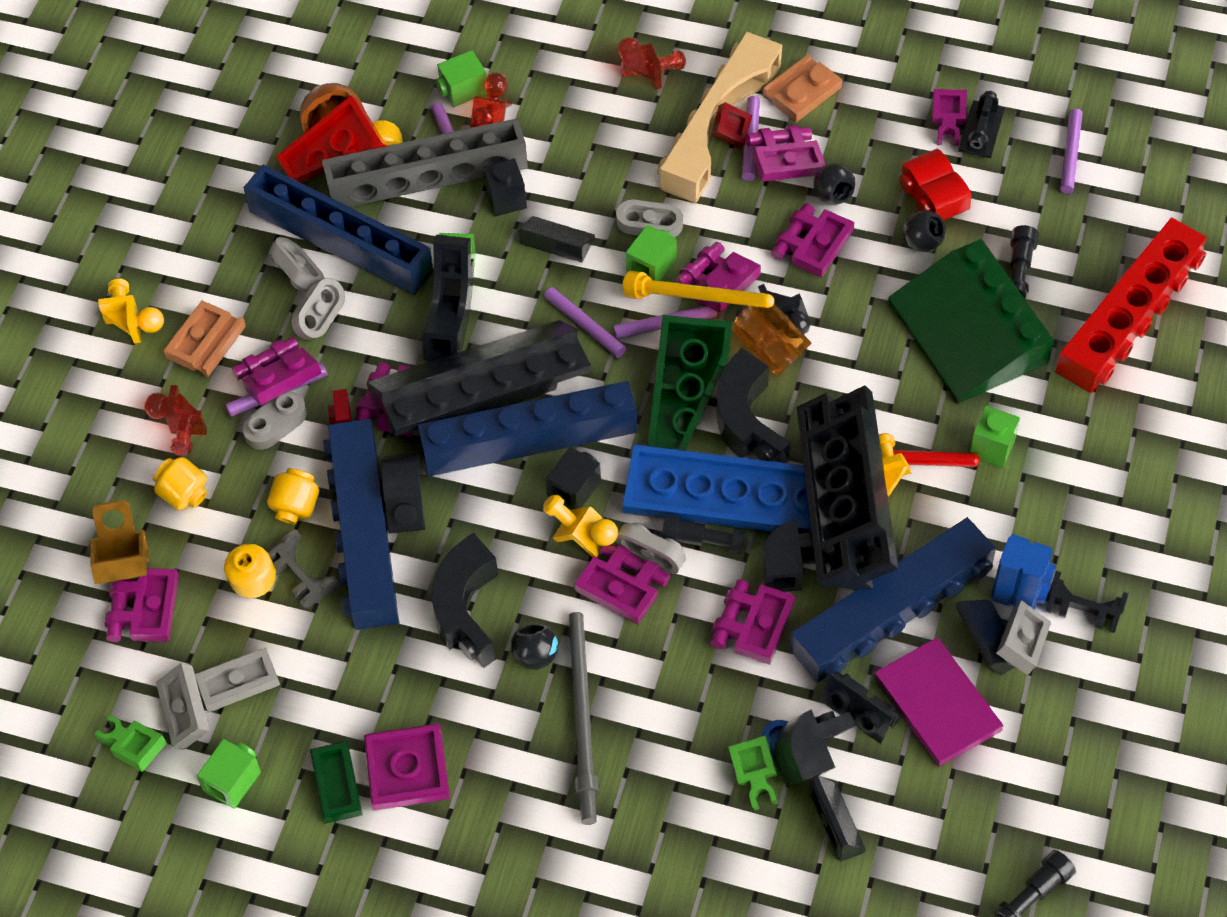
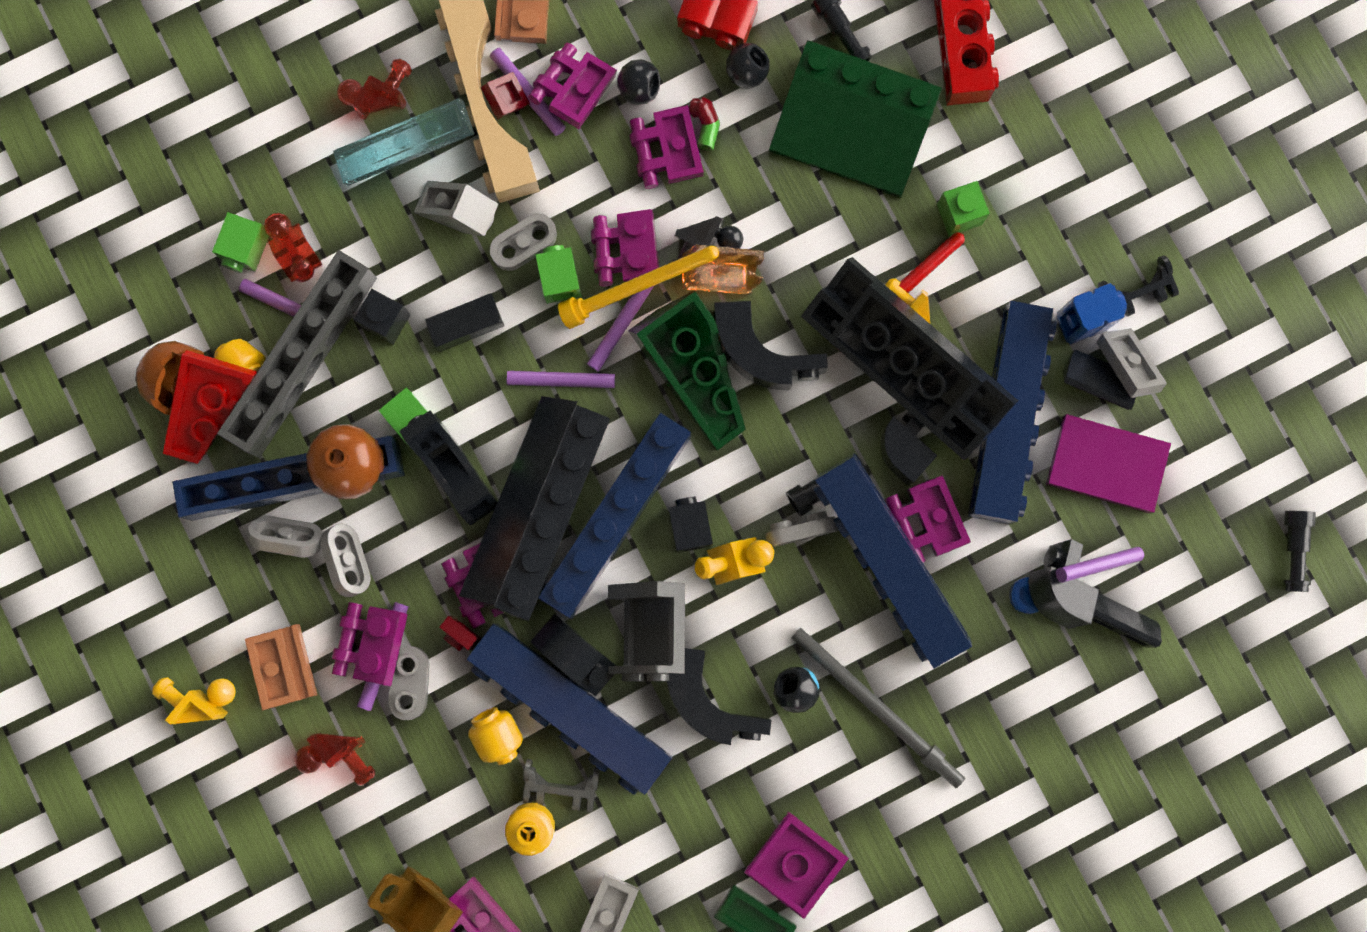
camera: 45 degrees left, 25 degrees up
(180, 483) = (398, 807): yellow head -> none
(382, 233) = (344, 461): none -> dark orange cylinder
(494, 496) = (651, 629): none -> dark grey panel
(618, 590) = (809, 586): magenta plate -> none
(627, 165) = (457, 207): none -> light grey slope
(632, 100) = (403, 142): none -> clear light blue tile
(695, 616) = (893, 561): none -> dark blue brick
(716, 489) = (802, 436): blue plate -> none
(753, 766) = (1036, 635): bright green plate -> none
(855, 750) = (1099, 564): none -> medium lavender bar
(862, 245) = (709, 120): none -> arm
(869, 715) = (1078, 518): black hinge -> none

